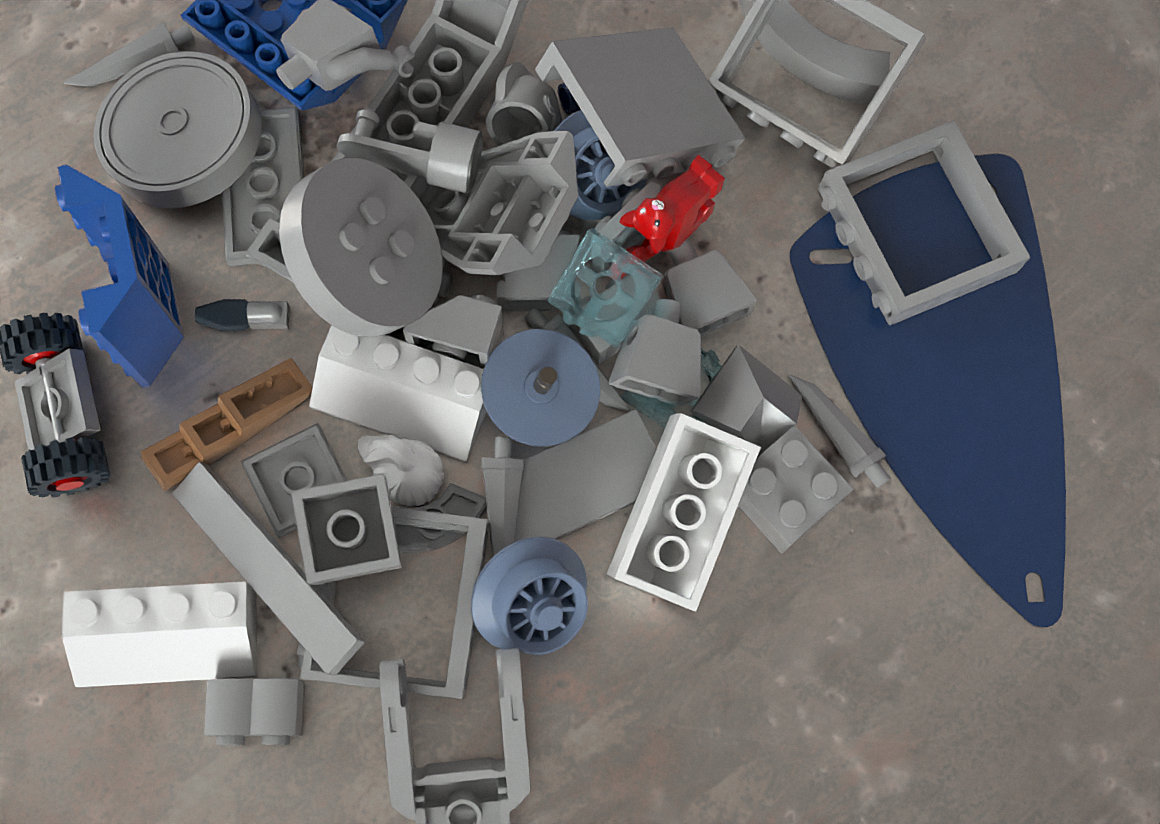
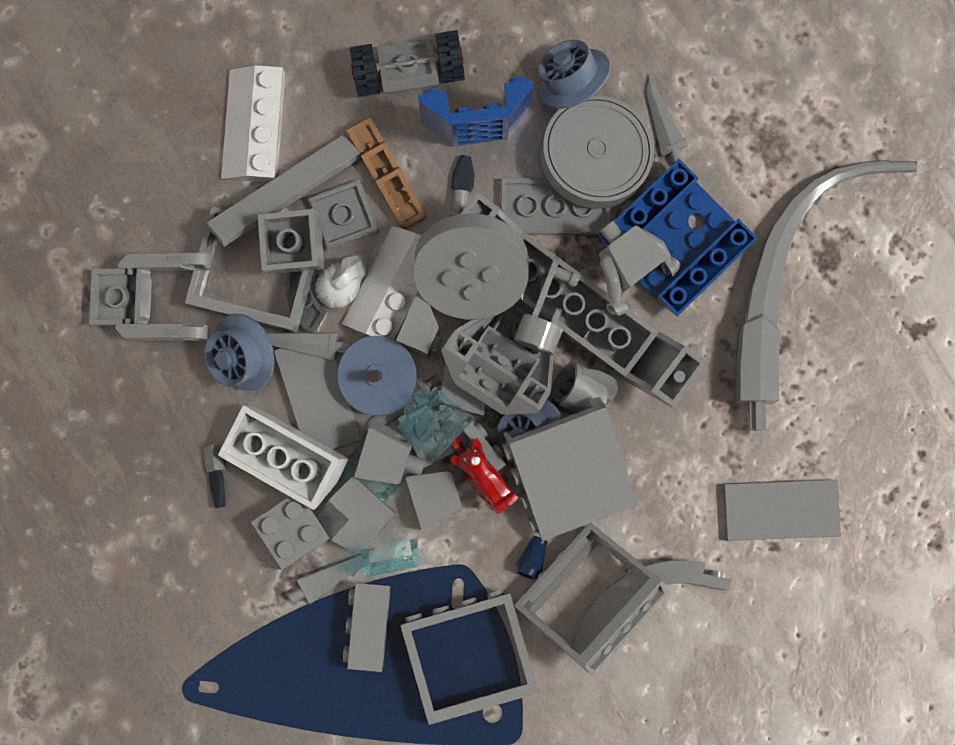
camera: 105 degrees right, 10 degrees up
(56, 140) = (571, 74): none -> sand blue piece
(254, 709) = (199, 177): light grey brick -> none
(708, 621) = (215, 466): none -> piece
(767, 159) = (532, 558): none -> dark blue cone
(813, 331) = (392, 565): none -> clear light blue piece
(907, 363) = (367, 627): none -> light grey brick

